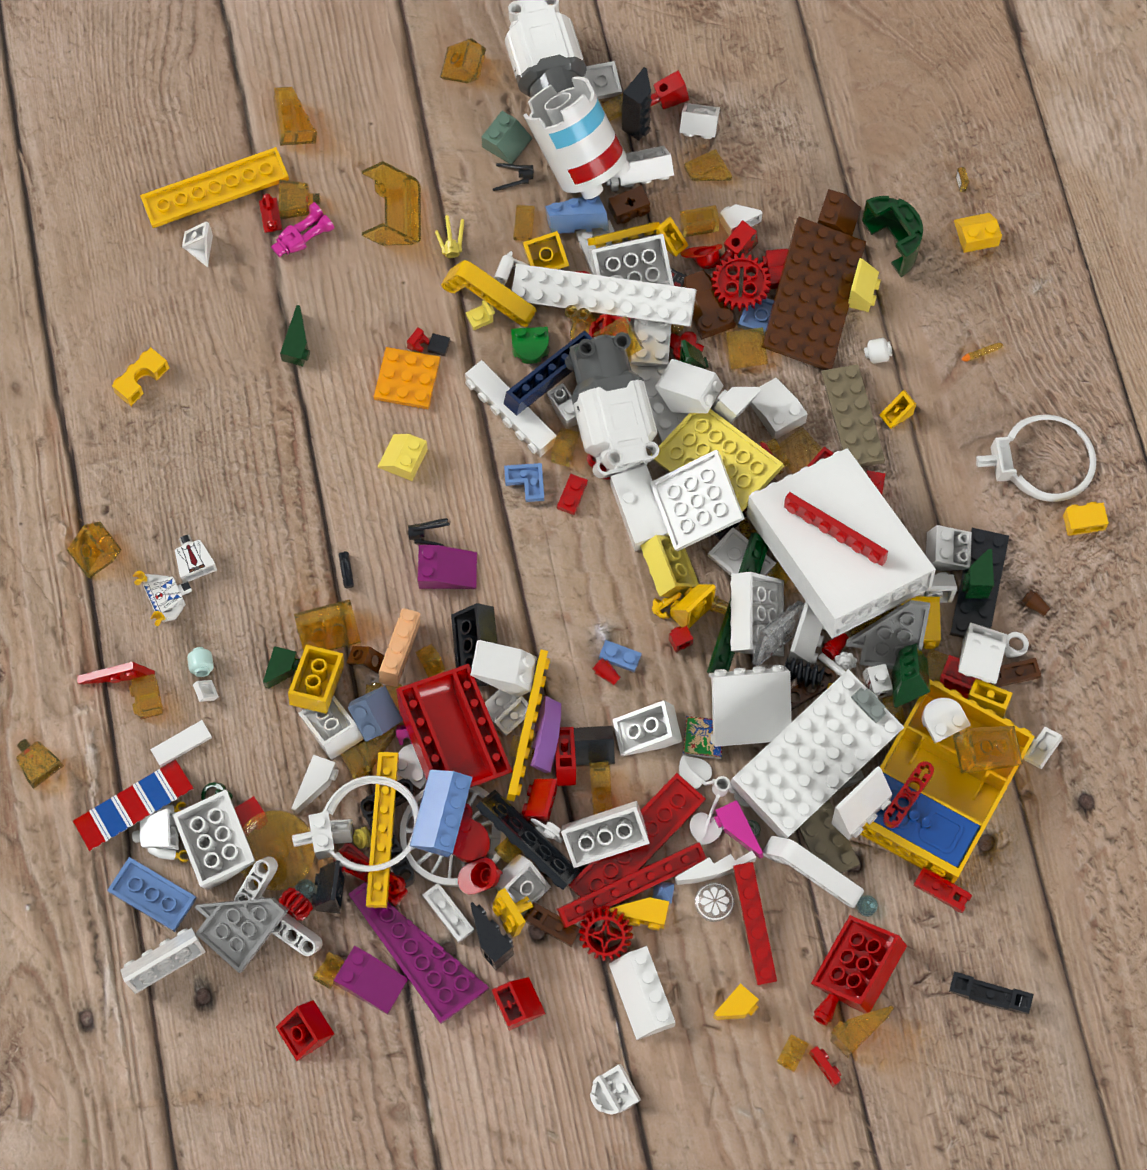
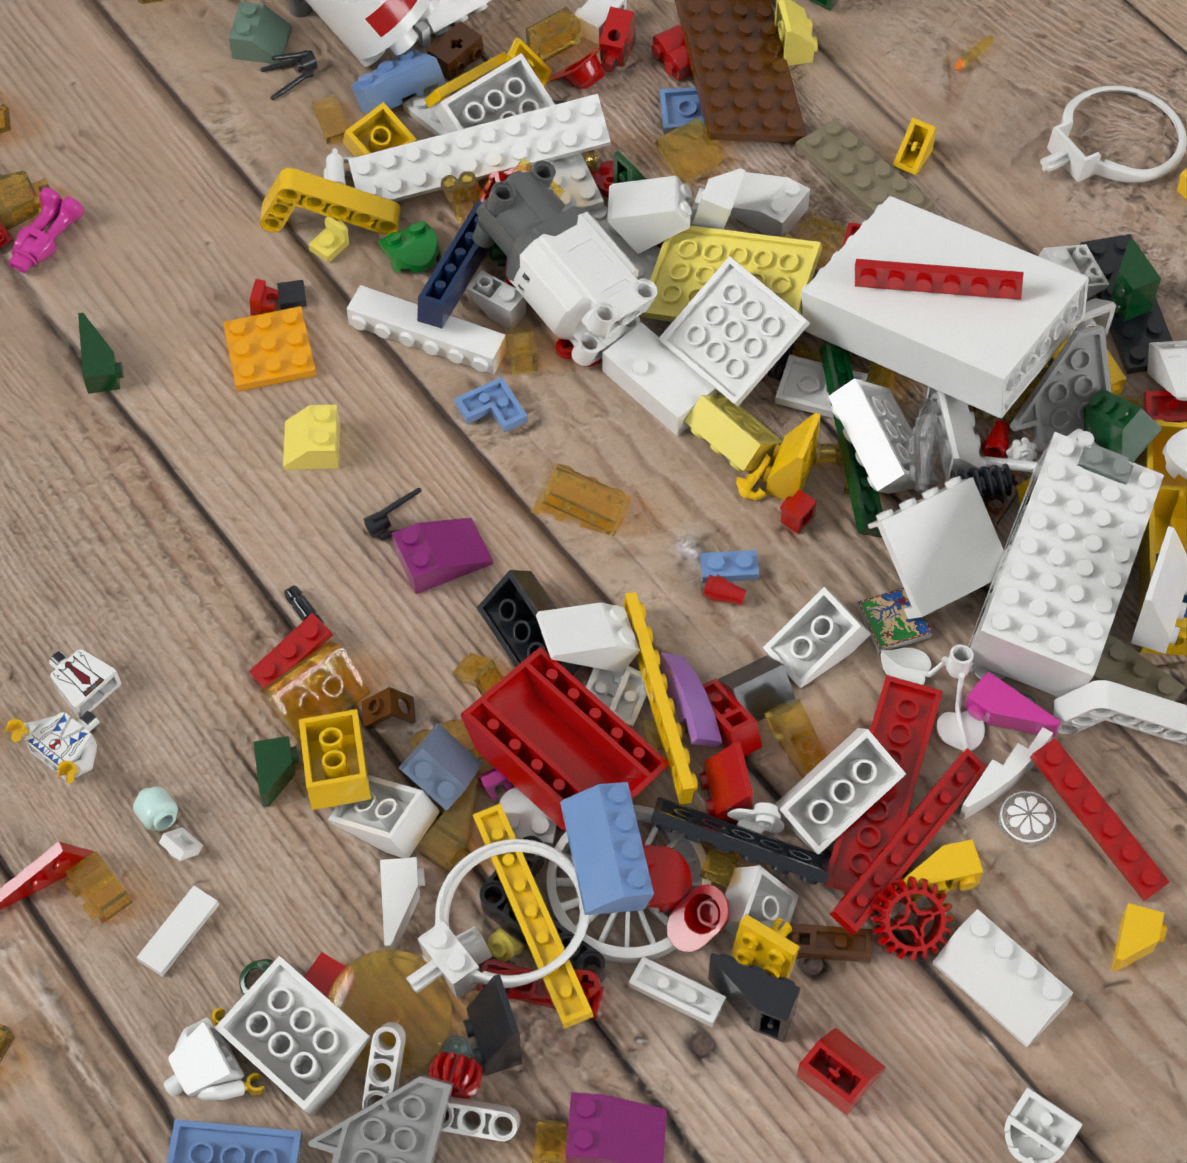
camera: 25 degrees left, 10 degrees down
(132, 805) = (145, 1045): sticker -> none
(325, 595) = (291, 650): none -> red plate
(399, 647) = (431, 671): light nougat brick -> none
(402, 206) = (158, 150): clear yellow windscreen -> none
(432, 971) = (700, 1083): magenta wing -> none
(451, 248) = (251, 178): light yellow plant -> none
(549, 572) = (582, 500): none -> clear yellow wedge
(572, 494) = (560, 400): red plate -> none
(663, 891) = (952, 832): medium blue slope -> none
(708, 314) = (626, 130): reddish brown slope -> none
(758, 283) = (628, 86): red gear -> none
(878, 350) = (852, 94): white head -> none

